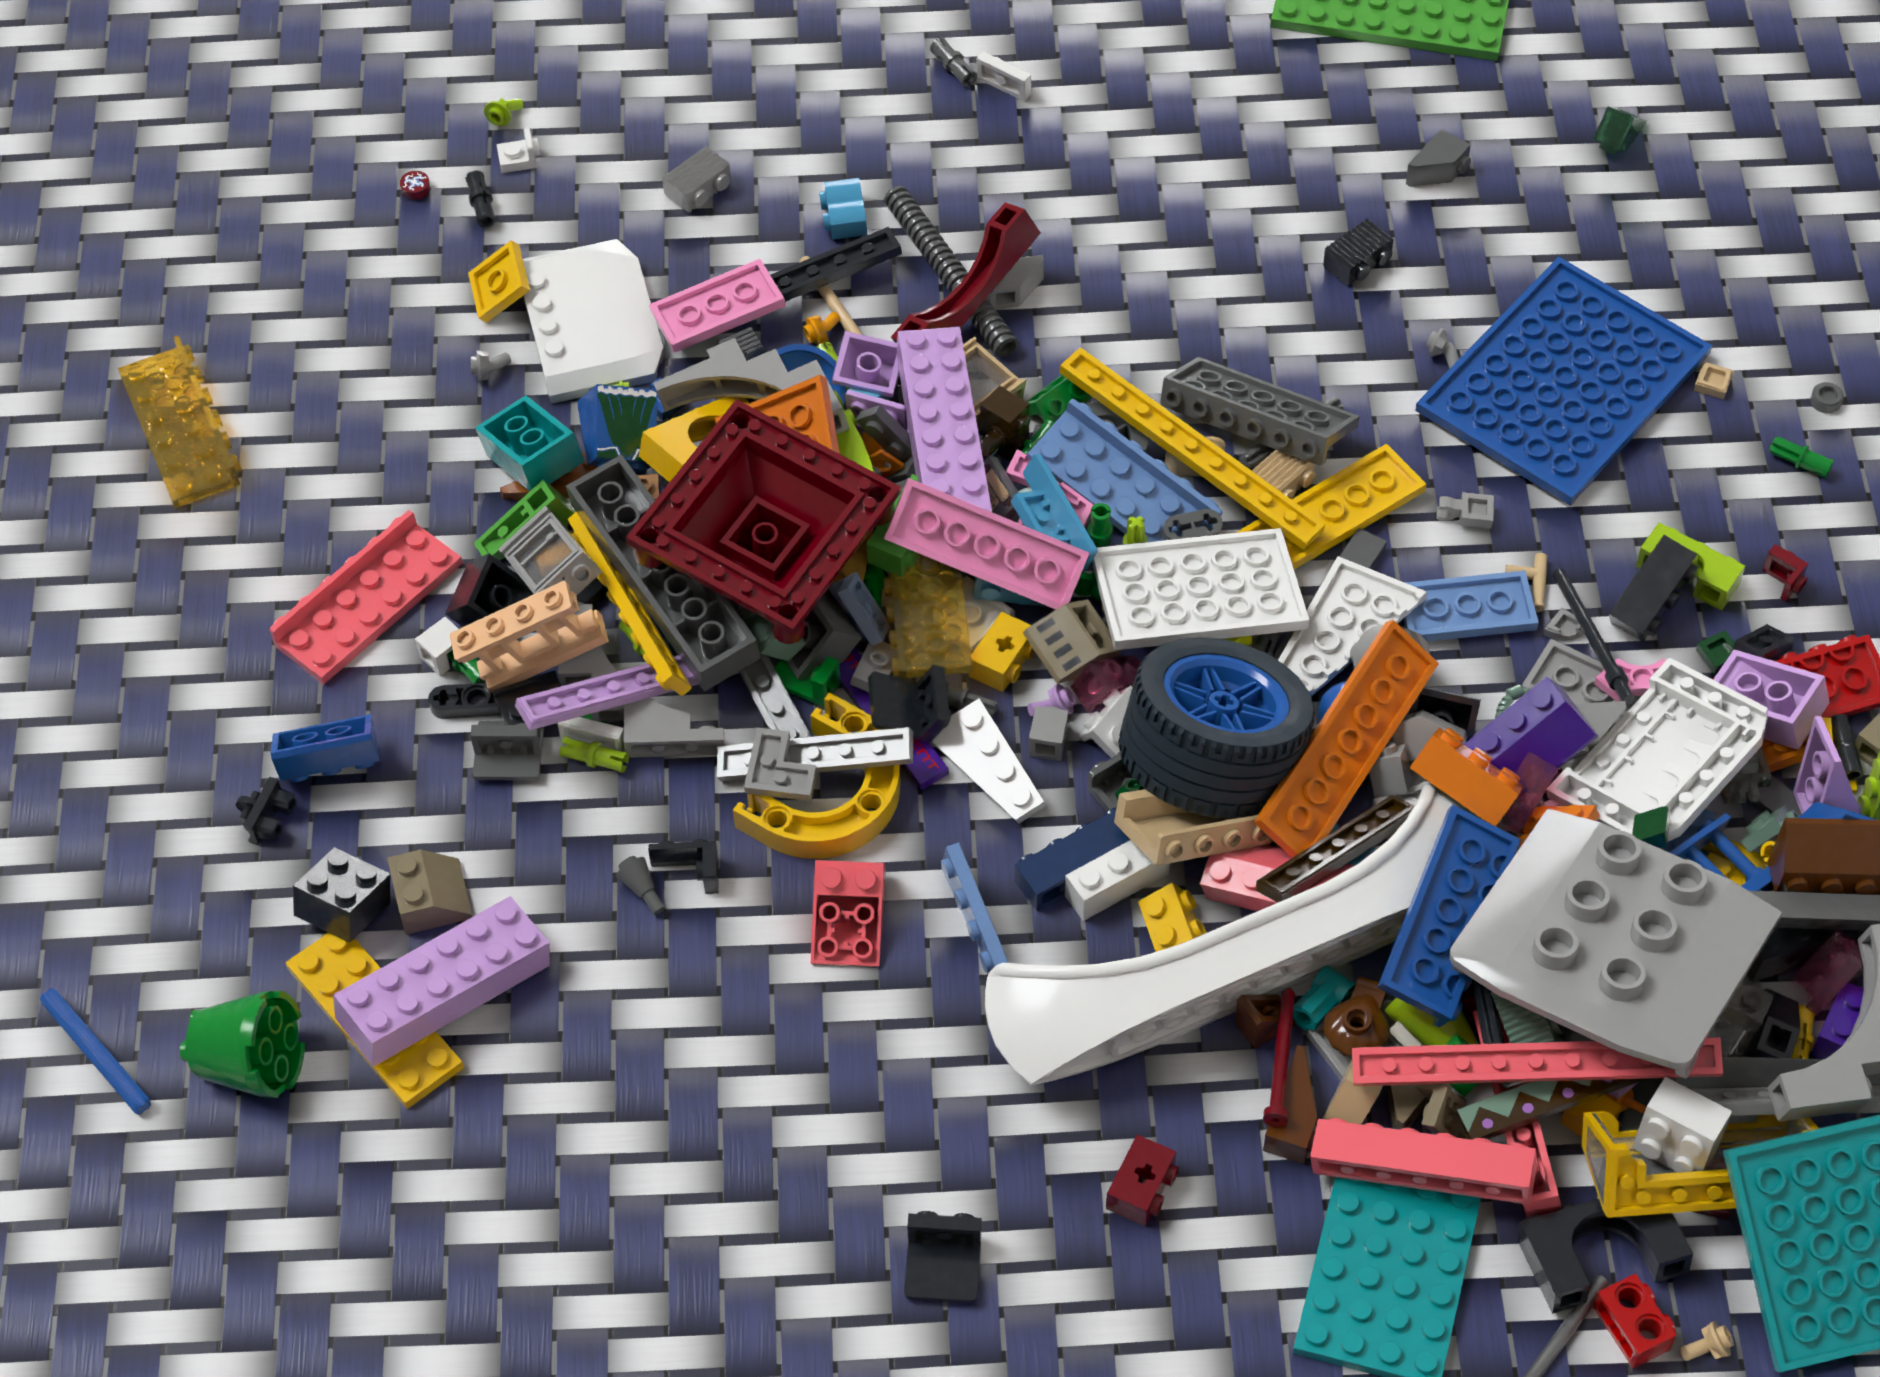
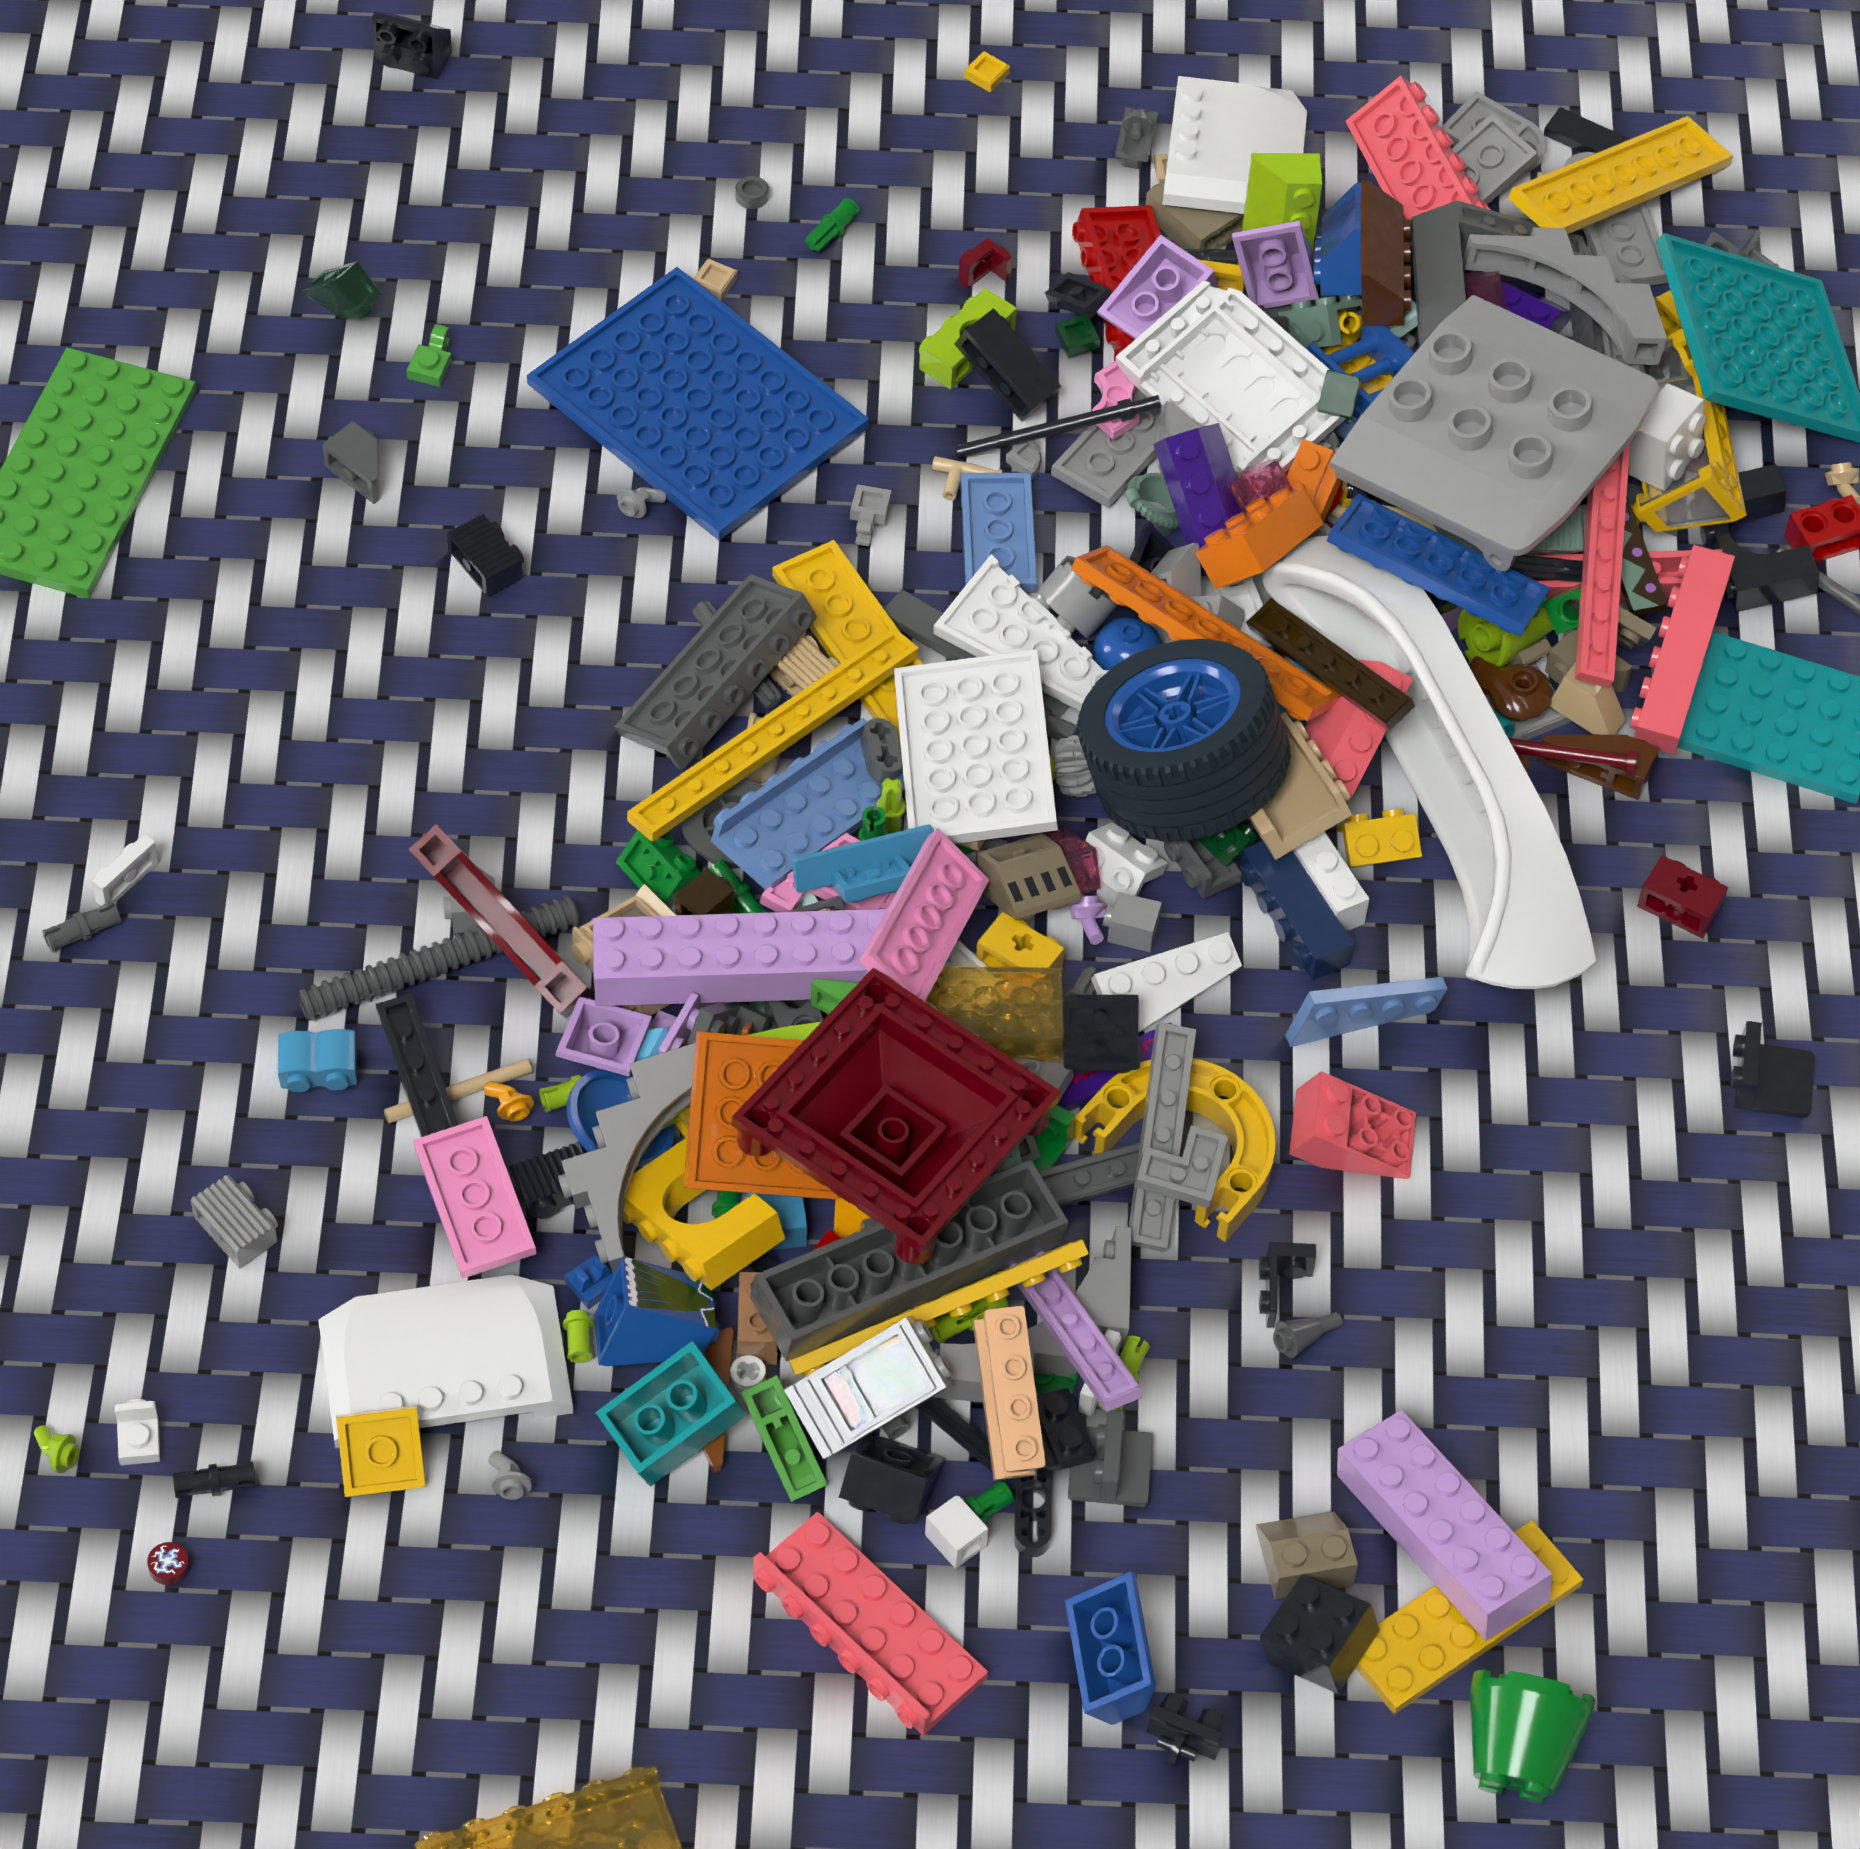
camera: 90 degrees left, 0 degrees up
(1564, 197) = (431, 362): none -> bright green plate

